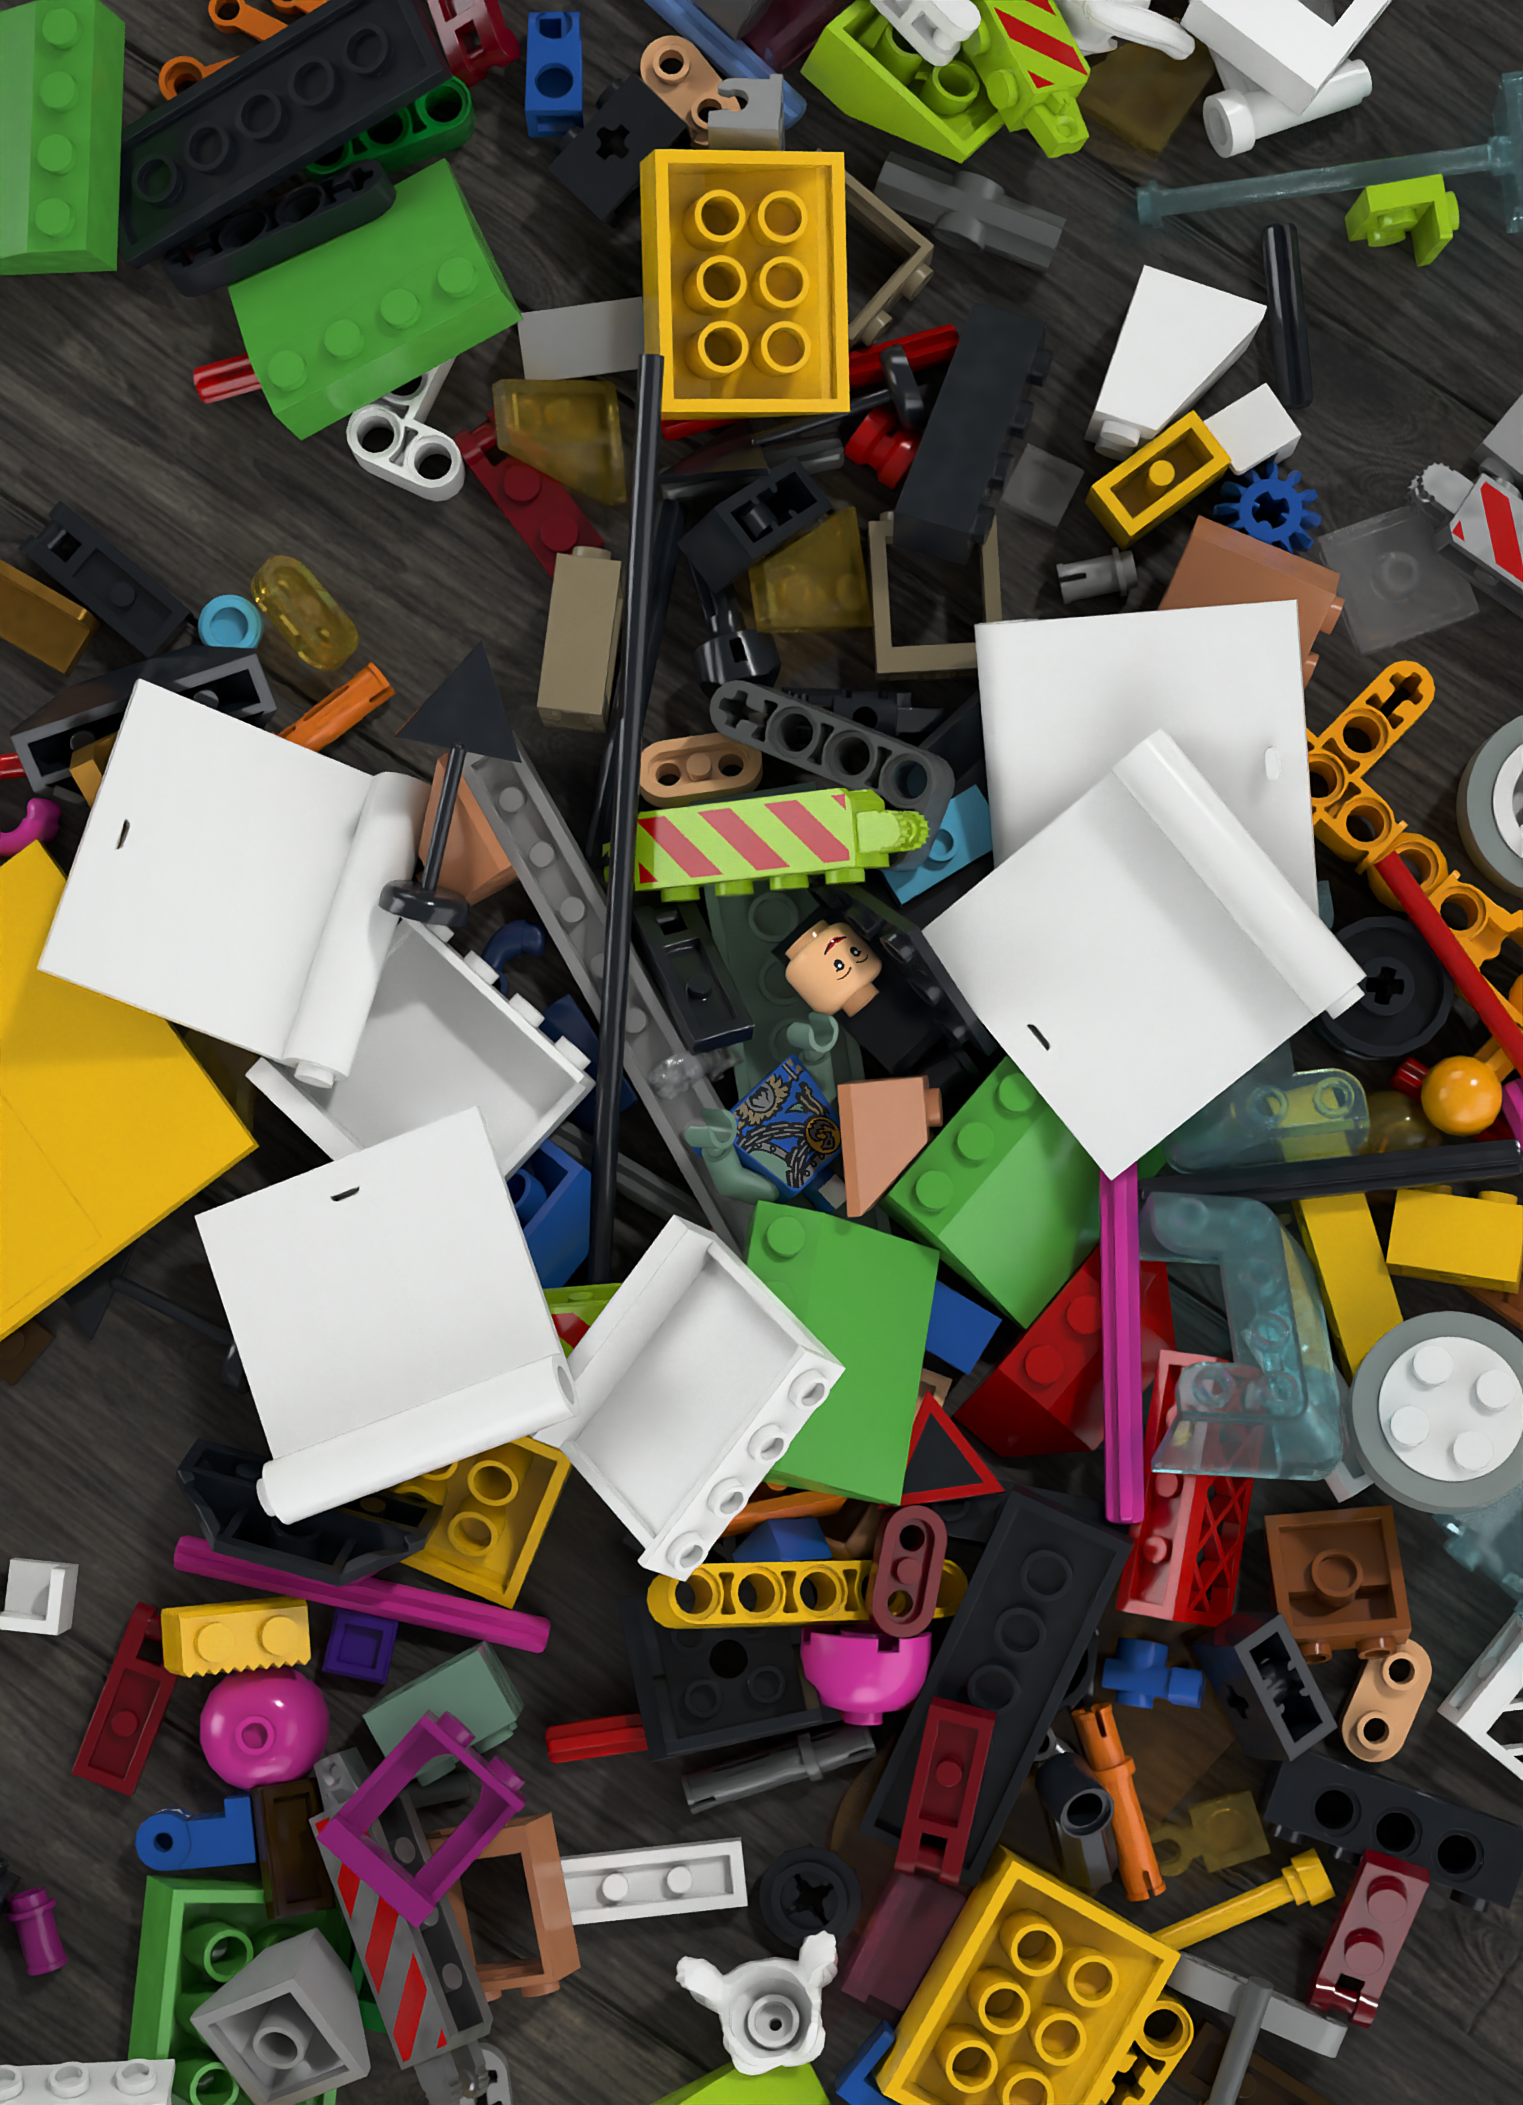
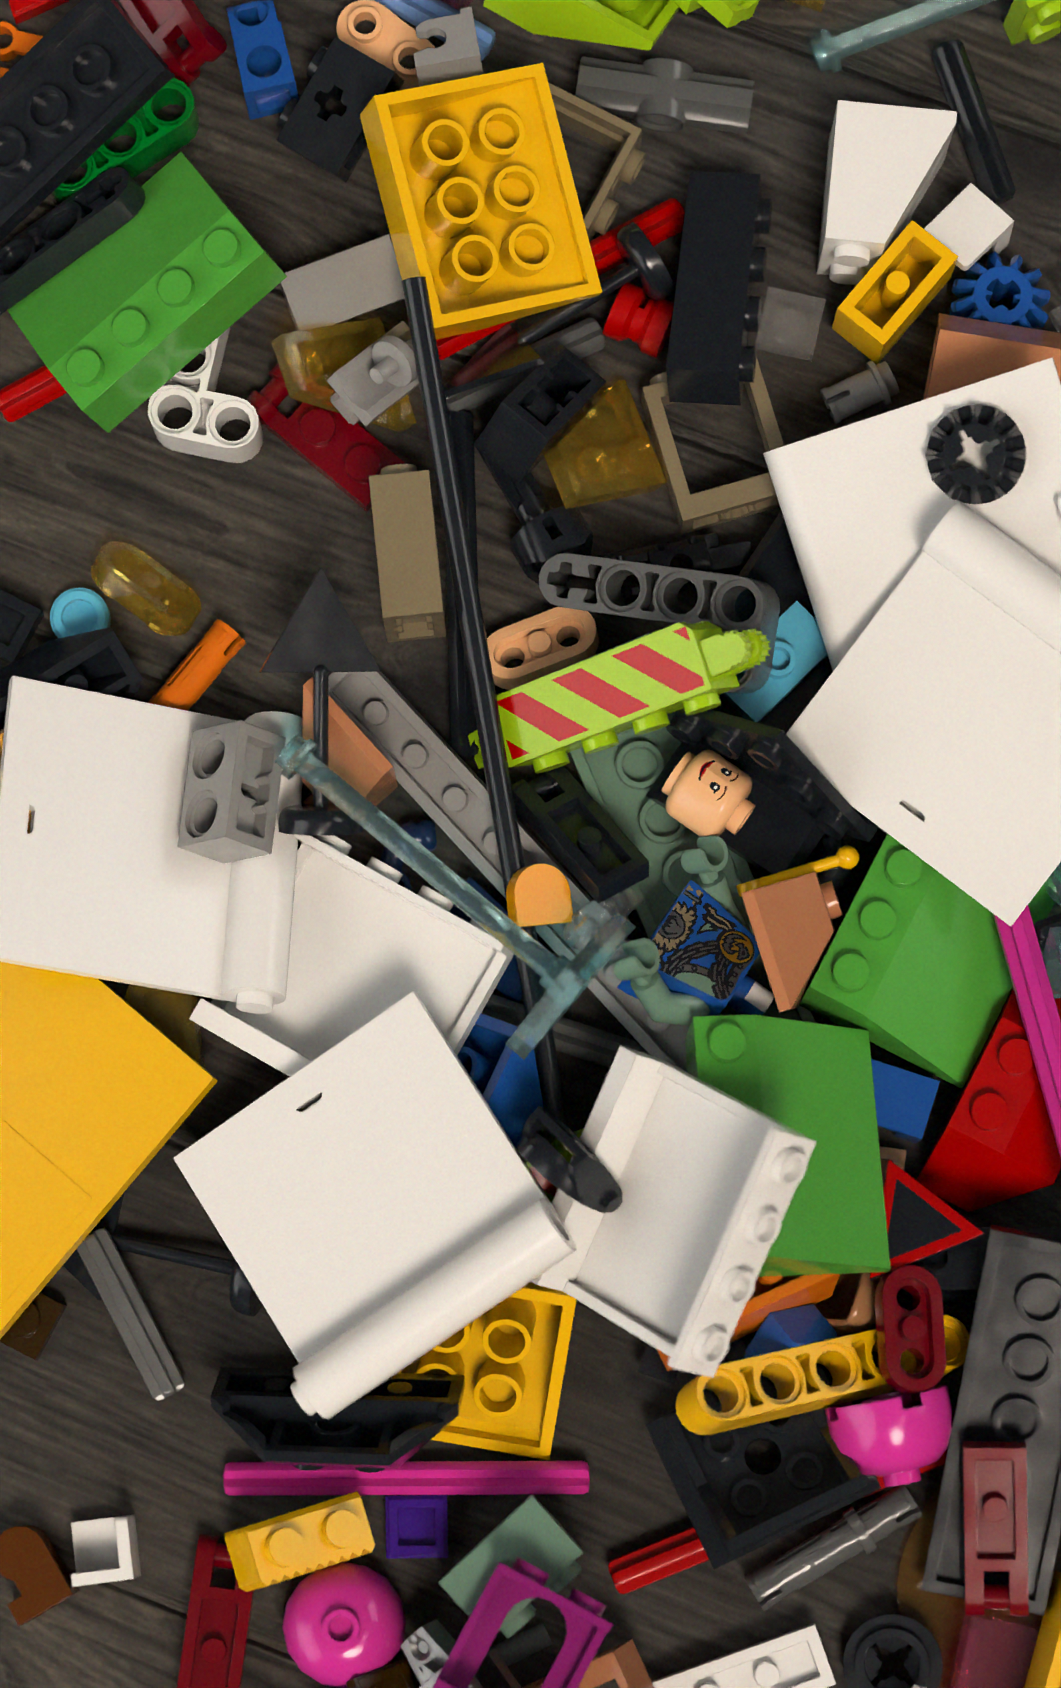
camera: 10 degrees left, 5 degrees down
(118, 1363) = (130, 1314): none -> dark grey axle
(340, 851) = (231, 792): none -> light grey brick
(591, 448) = (376, 377): none -> light grey hips
(601, 1343) = (581, 1179): none -> black helmet
(632, 1034) = (539, 896): none -> light orange tile
(632, 1124) = (561, 977): none -> clear light blue tile
(960, 1066) = (846, 857): none -> yellow hinge
(1206, 654) = (1004, 462): none -> black gear

